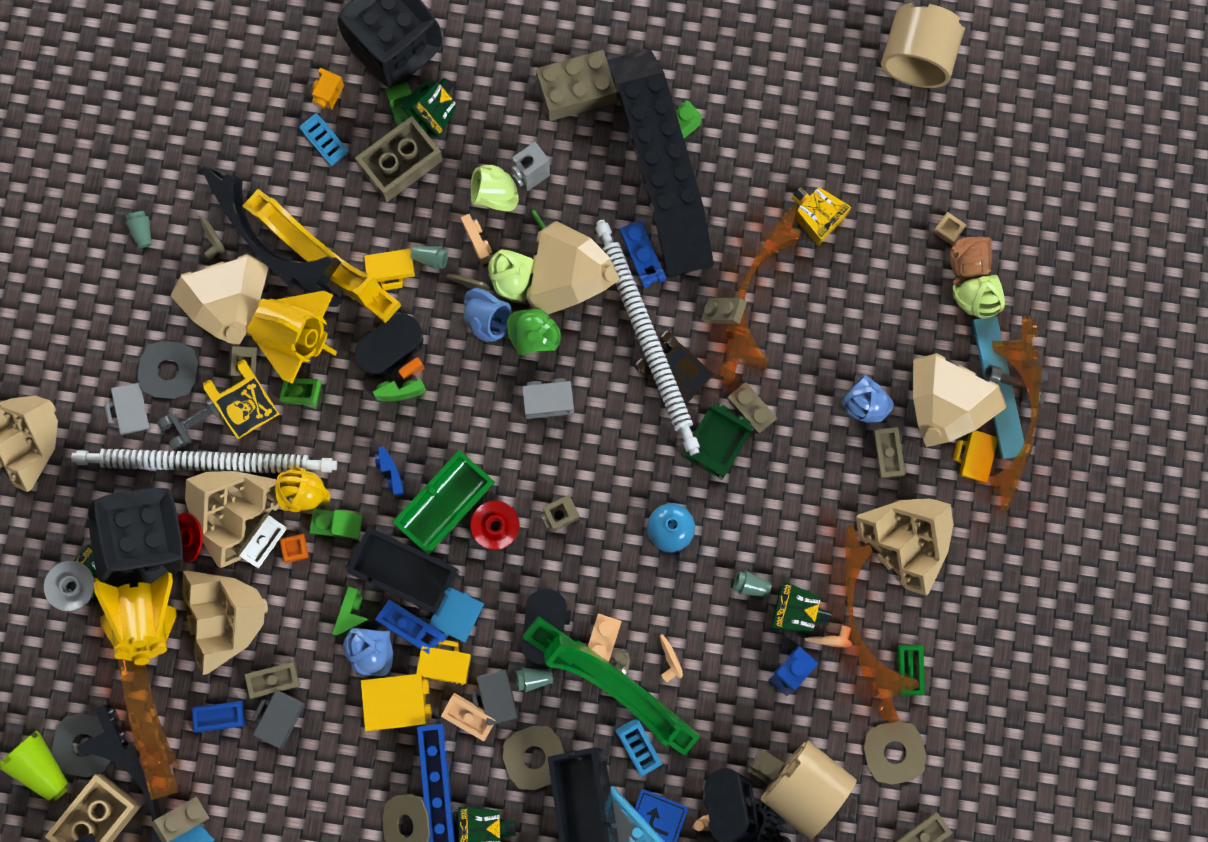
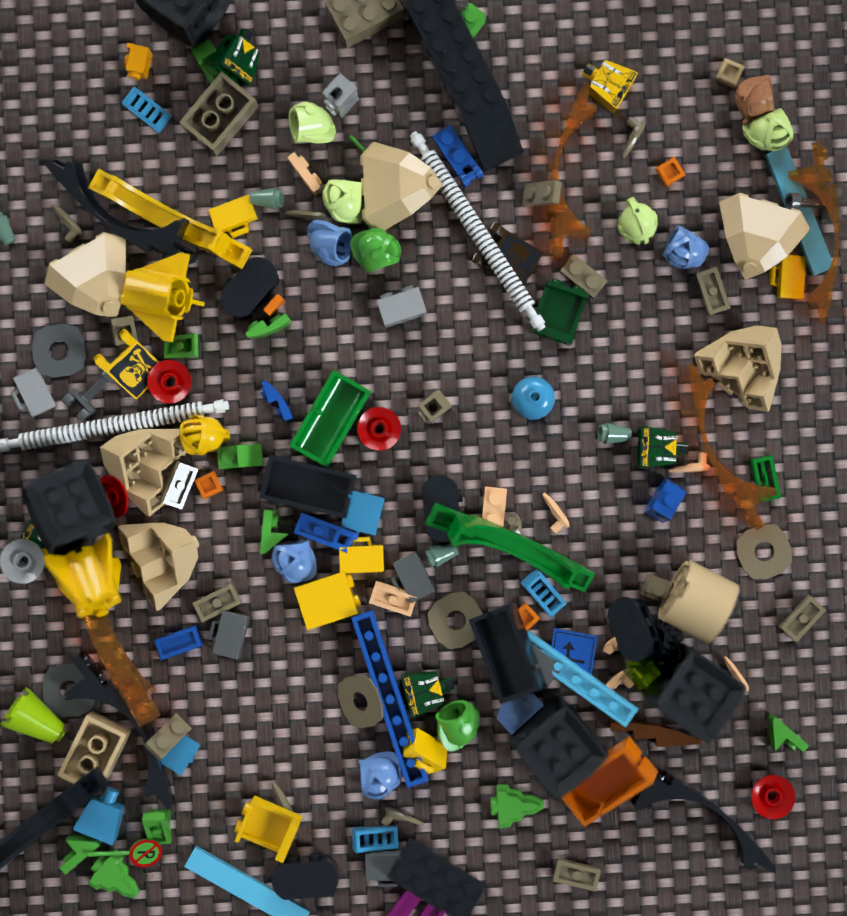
camera: 10 degrees left, 10 degrees up
(270, 418) = (161, 374): none -> red dish
(615, 769) = (528, 616): none -> orange tile
(821, 362) = (637, 222): none -> yellowish green helmet
(841, 266) = (634, 136): none -> dark tan bar
(867, 317) = (670, 172): none -> orange tile

